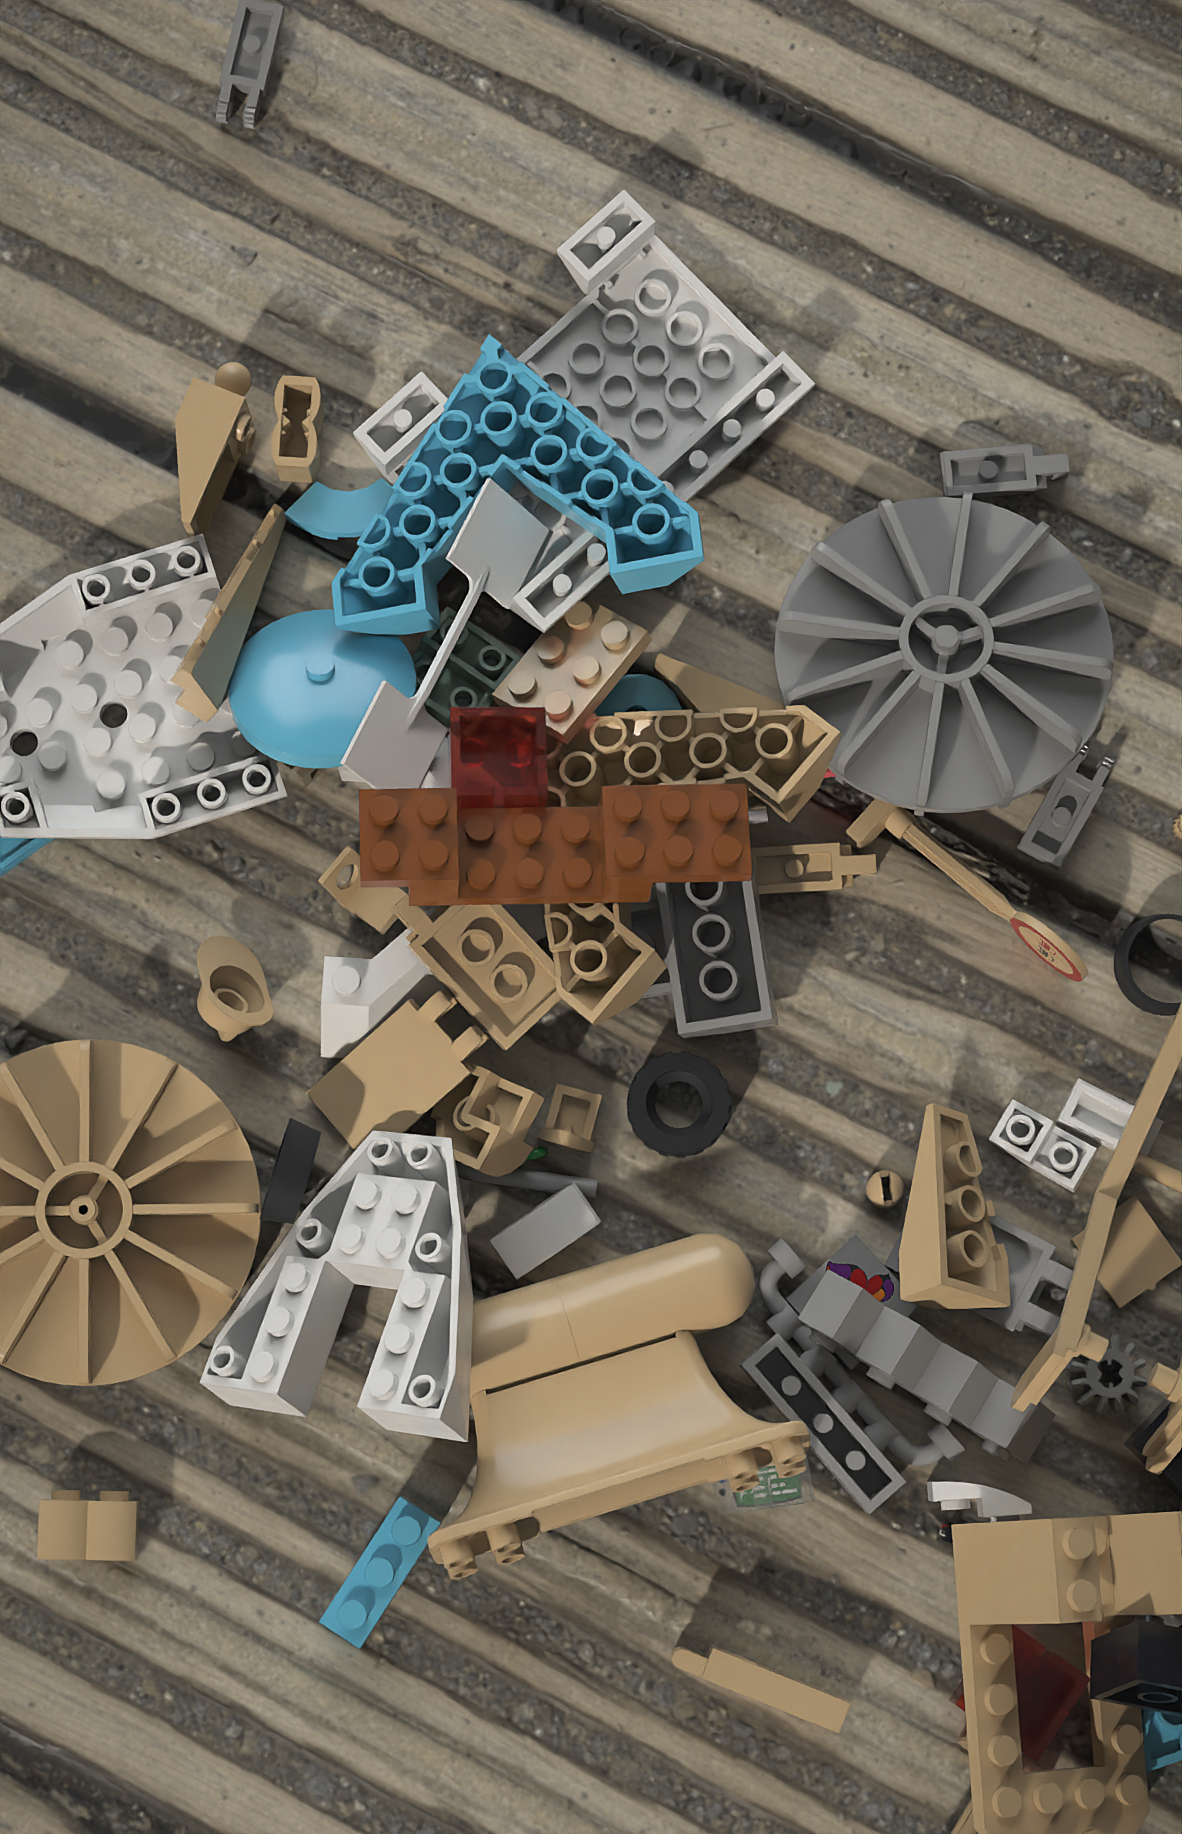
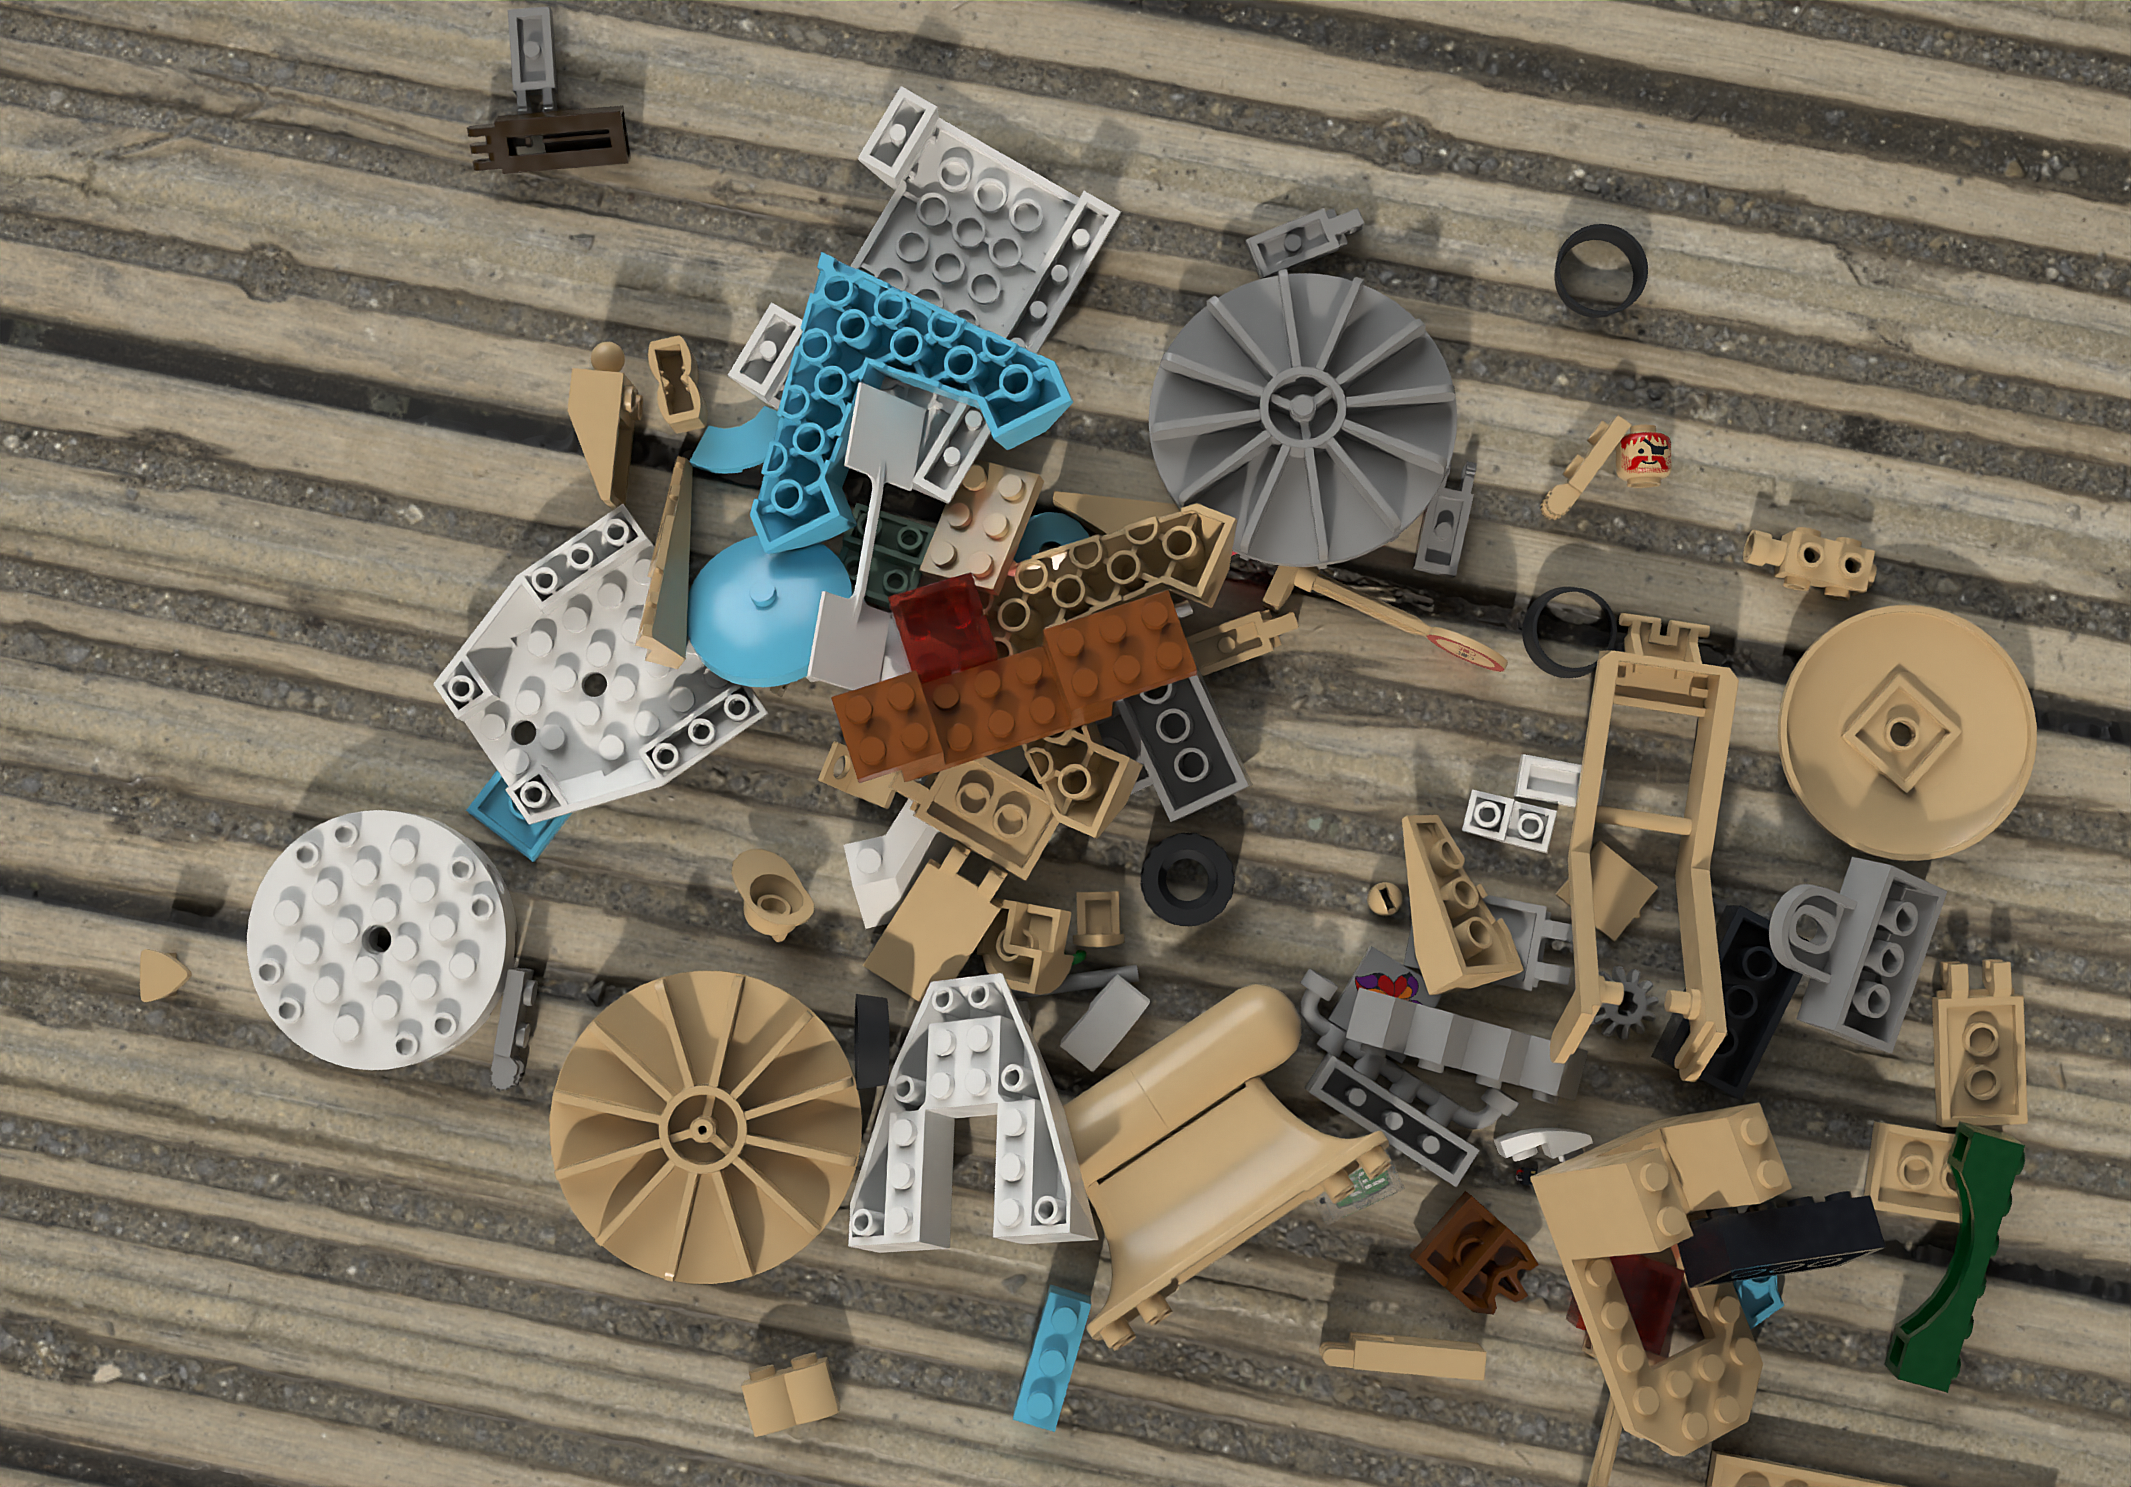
camera: 15 degrees left, 5 degrees up
(263, 143) = (570, 140): none -> dark brown hinge
(869, 1600) = (1475, 1256): none -> reddish brown plate

